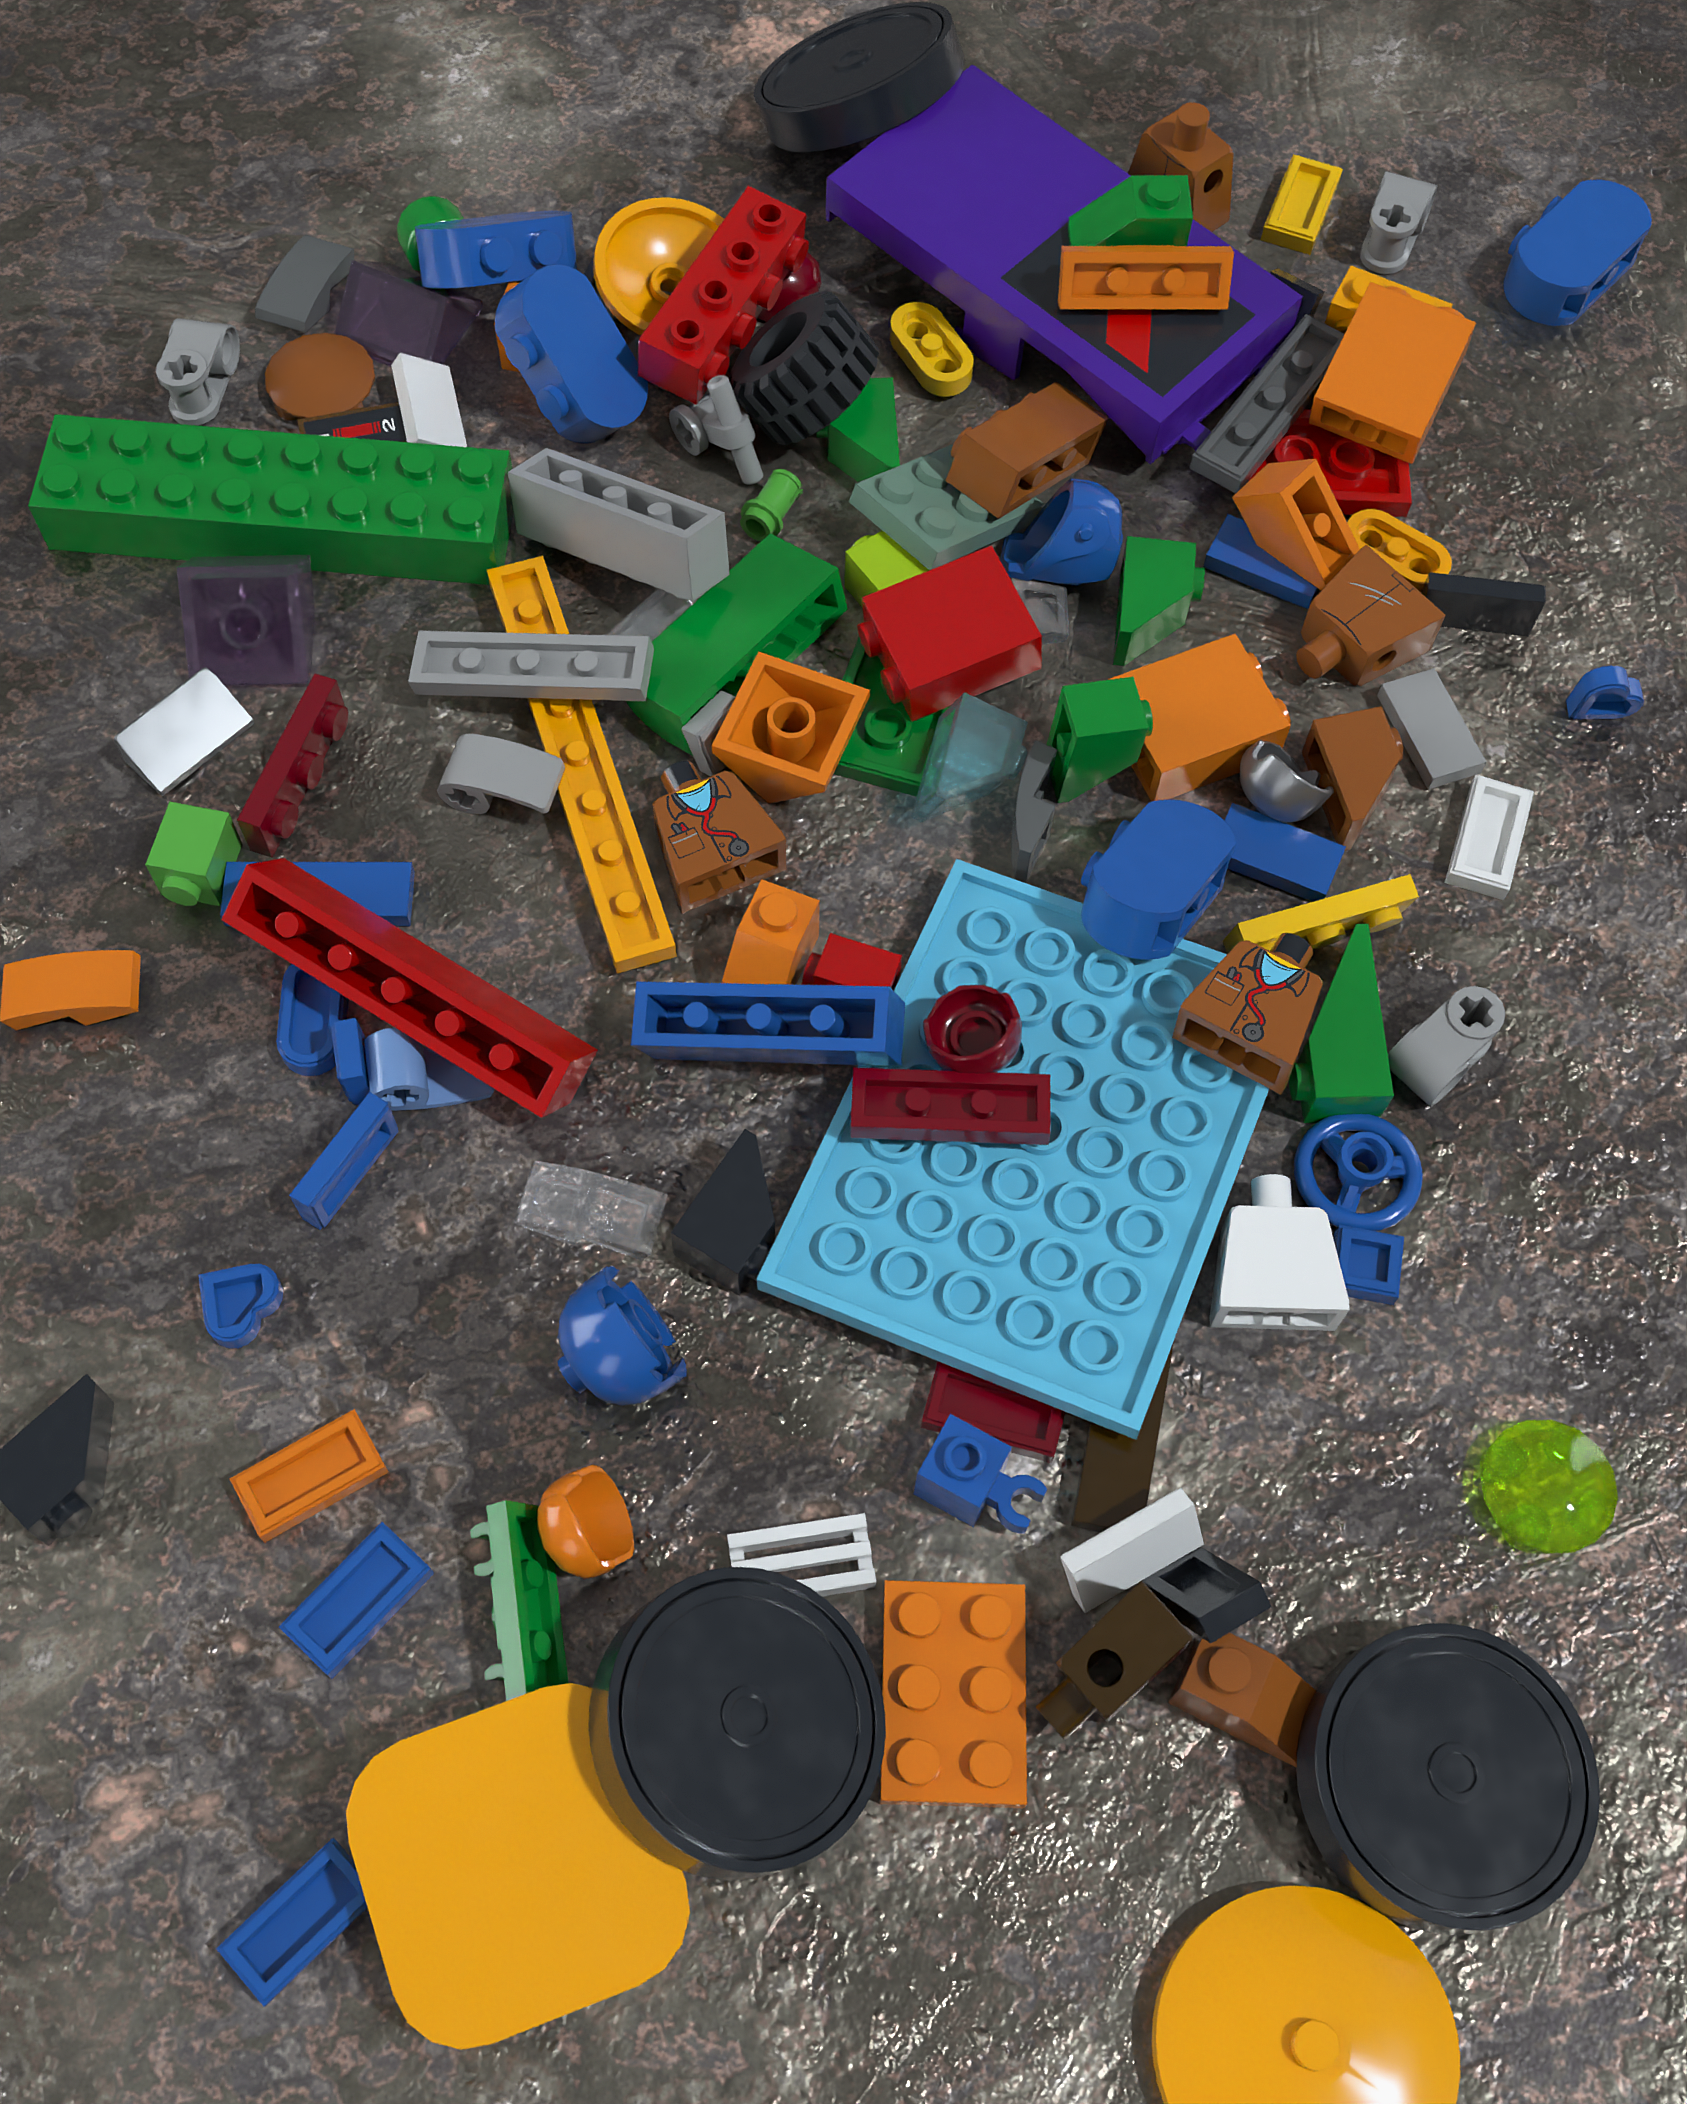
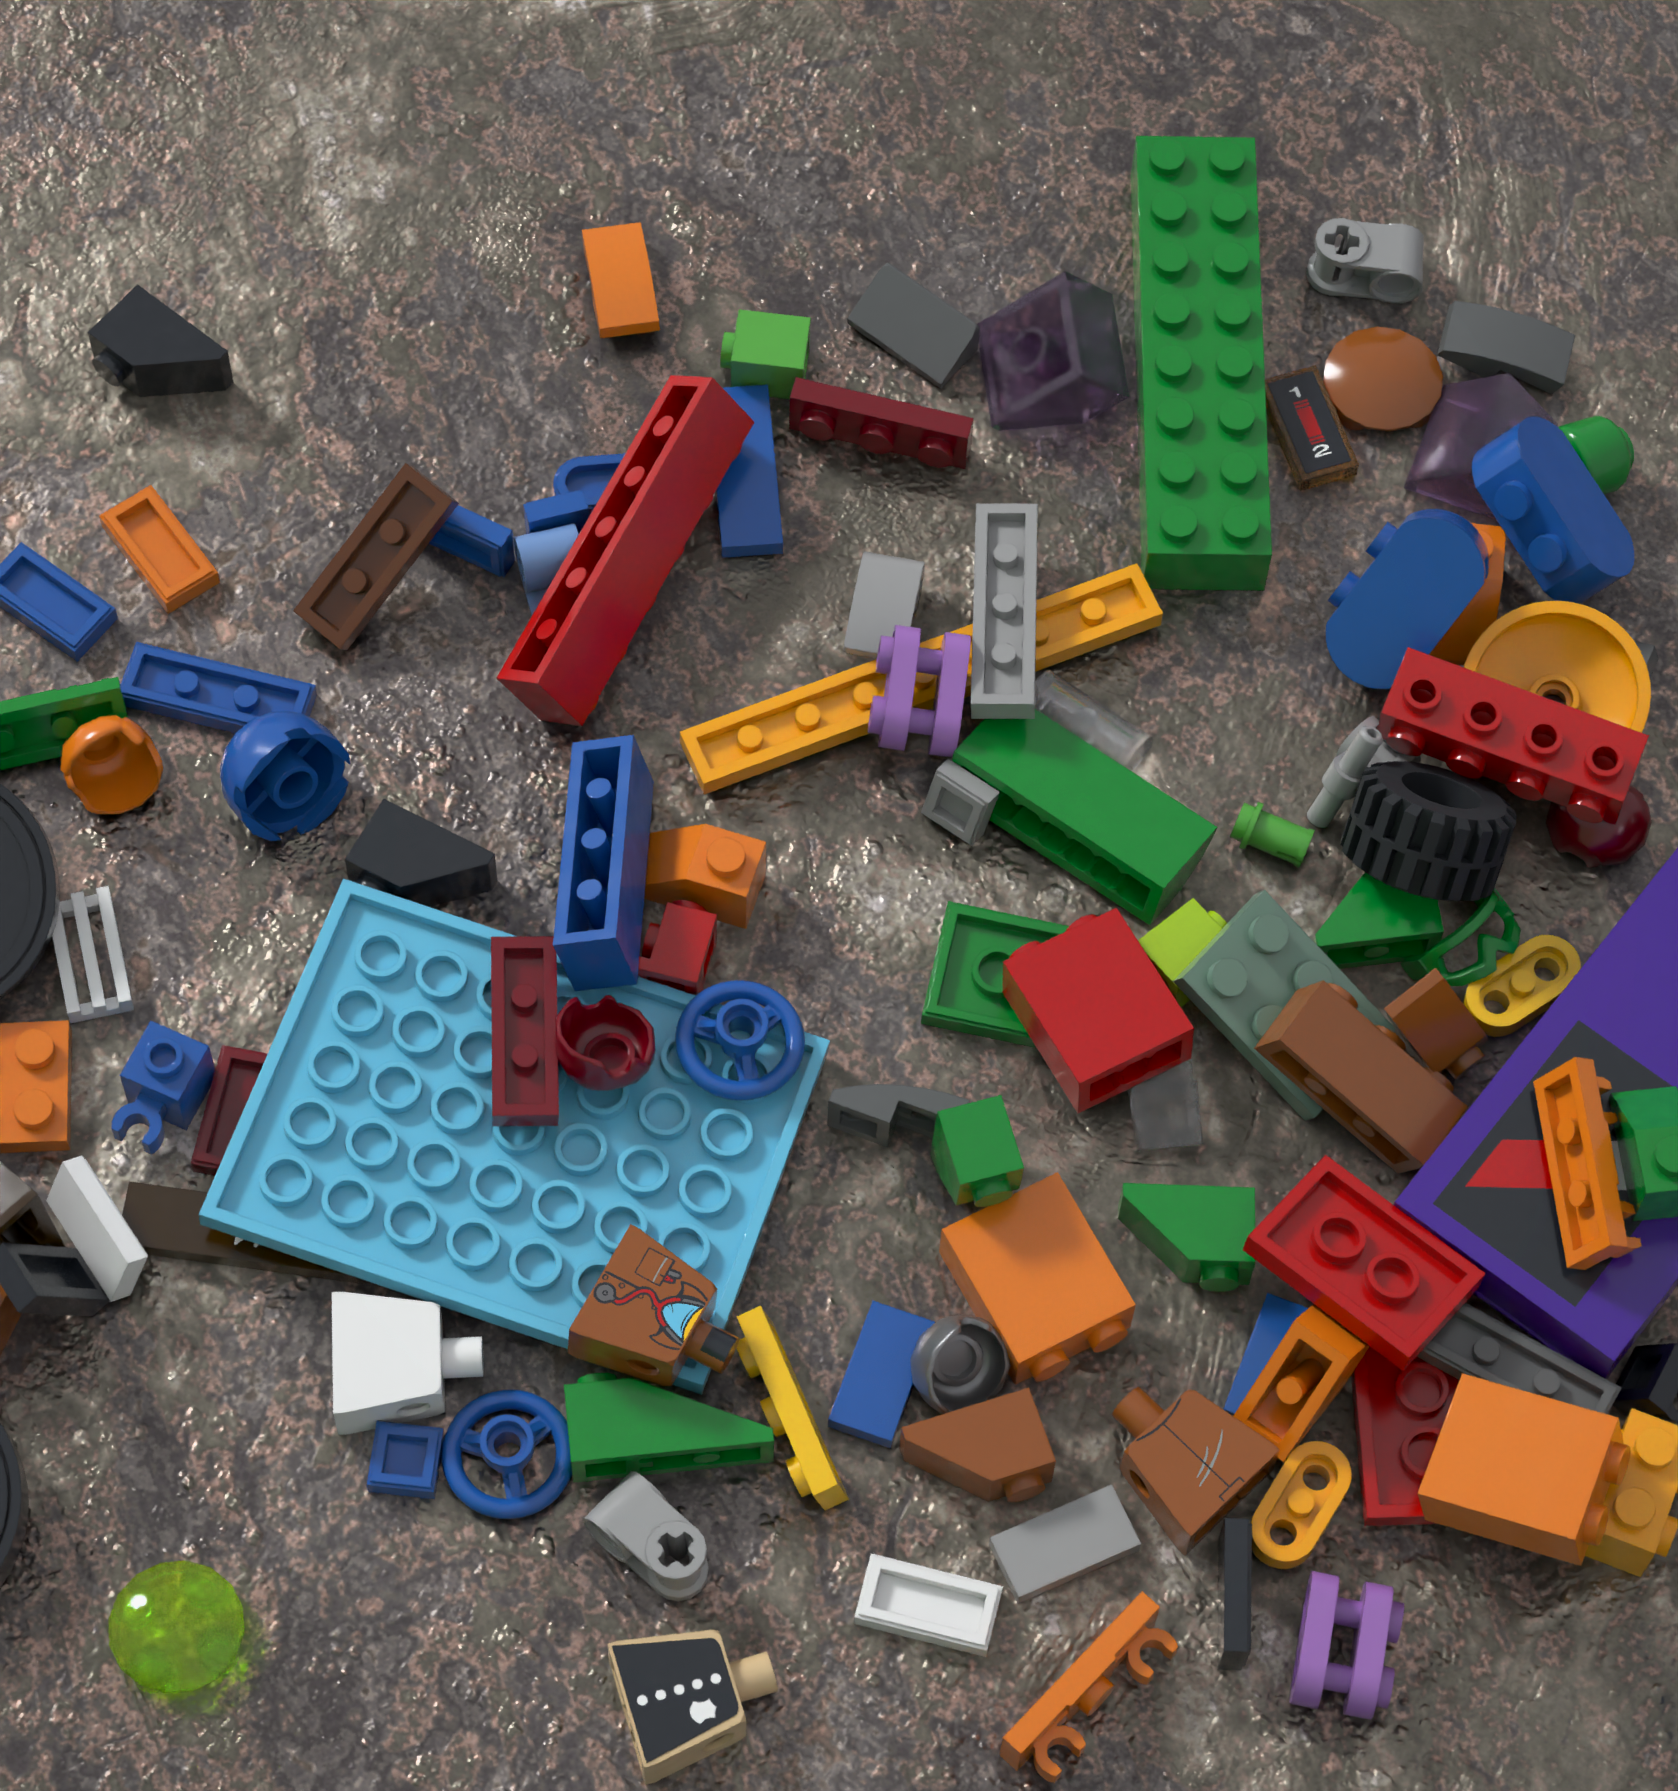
camera: 85 degrees right, 0 degrees up
(237, 1301) = (318, 467): blue tile -> none
(377, 1229) = (376, 557): none -> reddish brown plate
(427, 402) = (1349, 485): white tile -> none
(499, 1419) = (208, 689): none -> blue tile
(590, 1207) = (421, 742): clear slope -> none
(611, 736) = (894, 715): none -> medium lavender brick
(620, 523) = (1189, 669): light grey brick -> none
(713, 836) = (837, 806): dark orange torso -> none
(788, 728) = (964, 858): orange slope -> none
(912, 401) = (1420, 965): none -> green helmet
(963, 897) = (746, 1015): none -> blue piece
(969, 756) = (949, 1043): clear light blue slope -> none
(972, 390) = (1438, 1026): none -> dark orange slope
(1070, 539) = (1252, 1135): blue helmet -> none
(1156, 878) = (812, 1227): blue brick -> none
(1212, 453) = (1364, 1262): none -> red plate
(1519, 535) = (1375, 1623): none -> medium lavender brick
(1564, 719) = (1086, 1687): none -> orange plate
(1600, 1029) = (684, 1697): none -> torso
(1605, 695) = (1123, 1738): blue tile -> none

